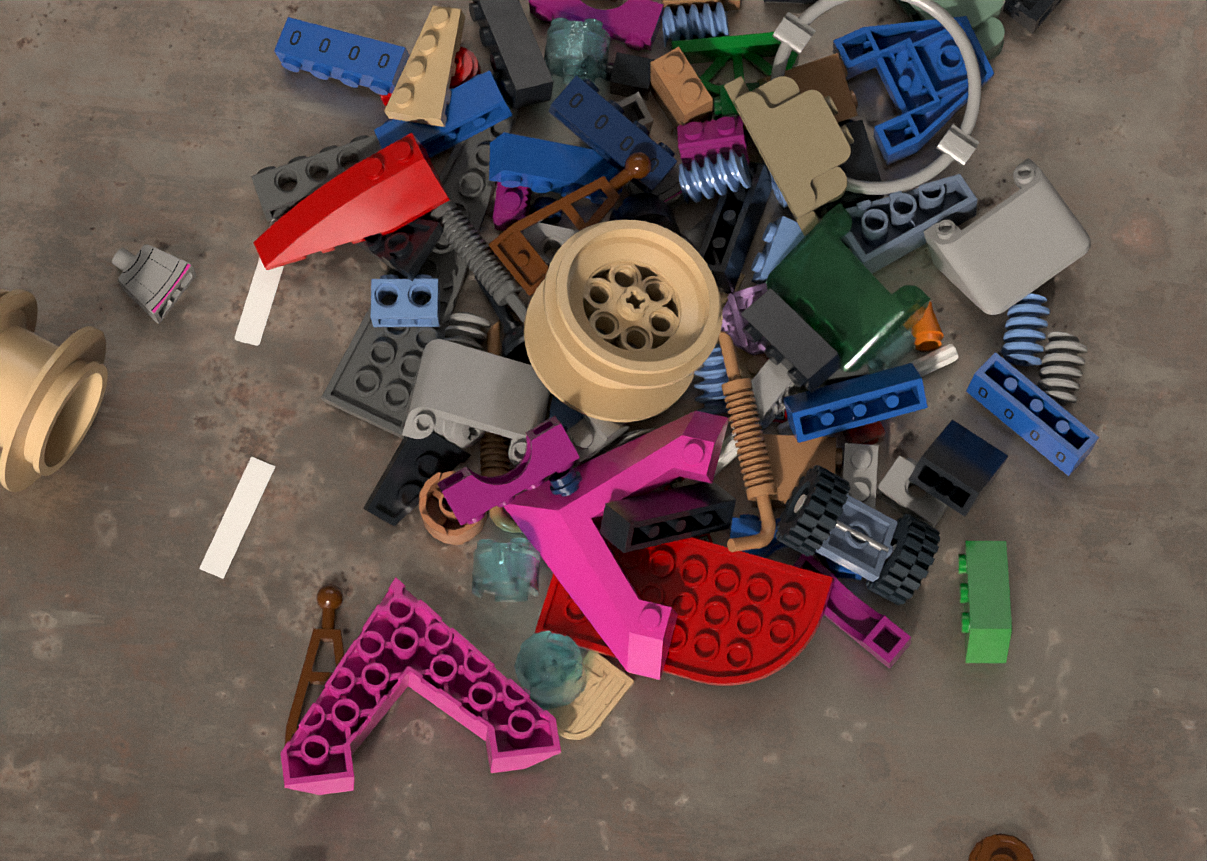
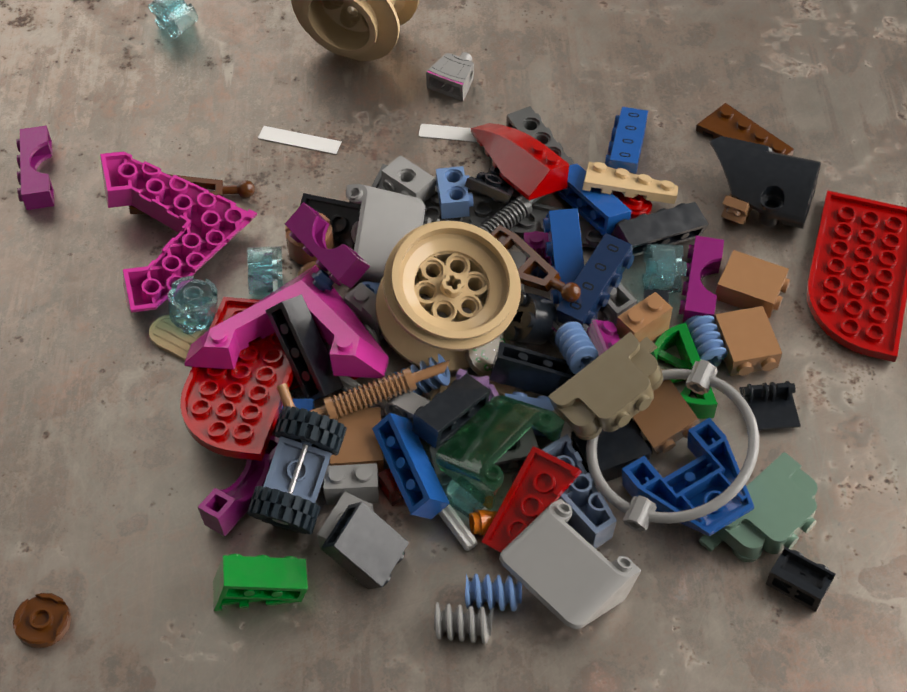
camera: 80 degrees right, 20 degrees down
(382, 343) = (408, 179): none -> light grey brick
(911, 258) = (533, 490): none -> red wing
(1032, 414) = (419, 601): blue brick -> none

